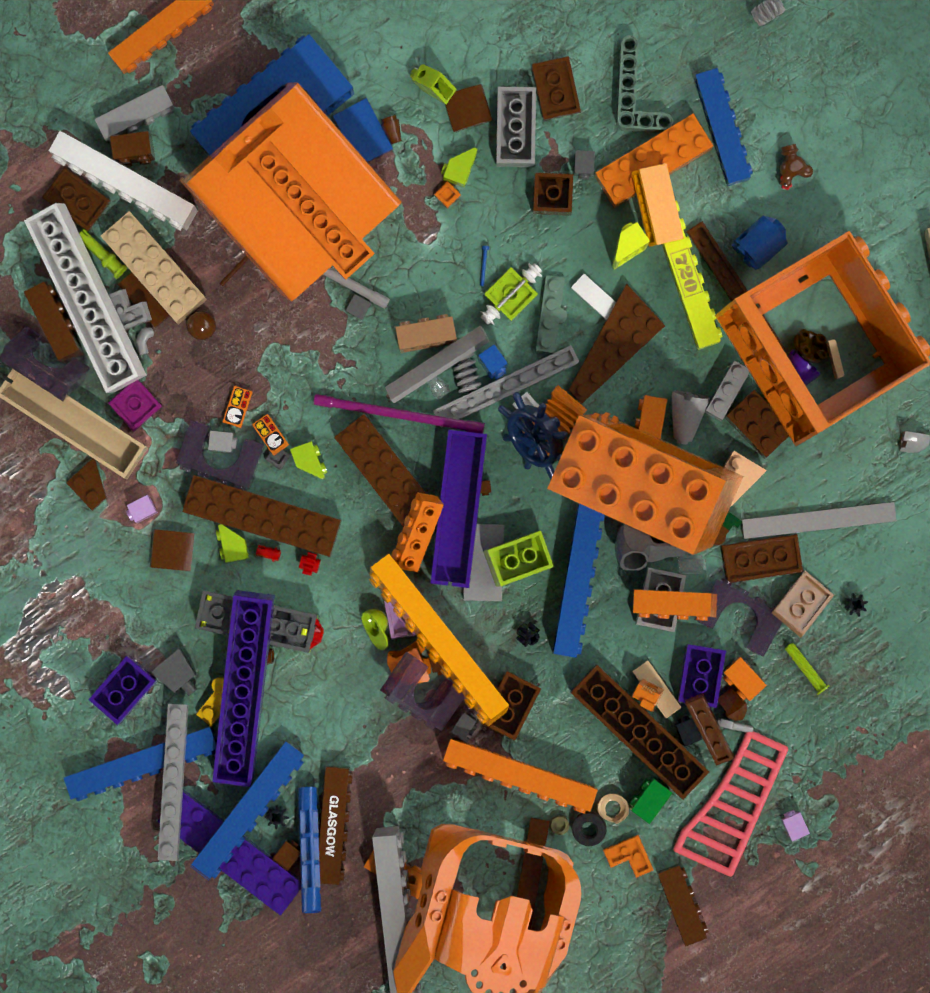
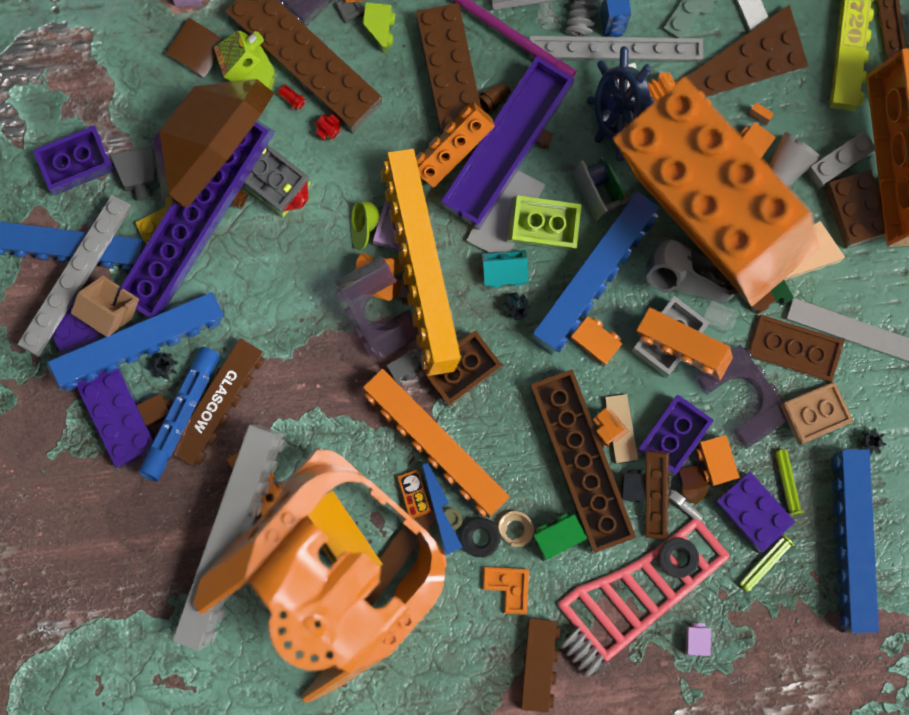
camera: 25 degrees right, 5 degrees down
(205, 802) = (95, 306): none -> medium nougat piece
(211, 543) = (238, 55): none -> lime torso
(223, 625) = (205, 134): none -> reddish brown panel
(428, 473) = (494, 96): none -> reddish brown cone
(482, 882) = (340, 529): none -> light orange brick
(505, 608) = (505, 268): none -> teal brick
(521, 820) = (414, 494): none -> tile
(540, 500) = (595, 175): none -> piece
(543, 817) = (439, 500): none -> blue slope
(604, 630) = (596, 340): none -> orange brick
(646, 383) = (761, 114): none -> orange tile
(712, 879) = (584, 653): none -> light grey piece
(761, 769) = (692, 557): none -> black tyre
(791, 705) = (754, 512): none -> dark purple brick
(818, 739) = (766, 562): none -> lime axle
(879, 690) = (855, 542): none -> blue brick

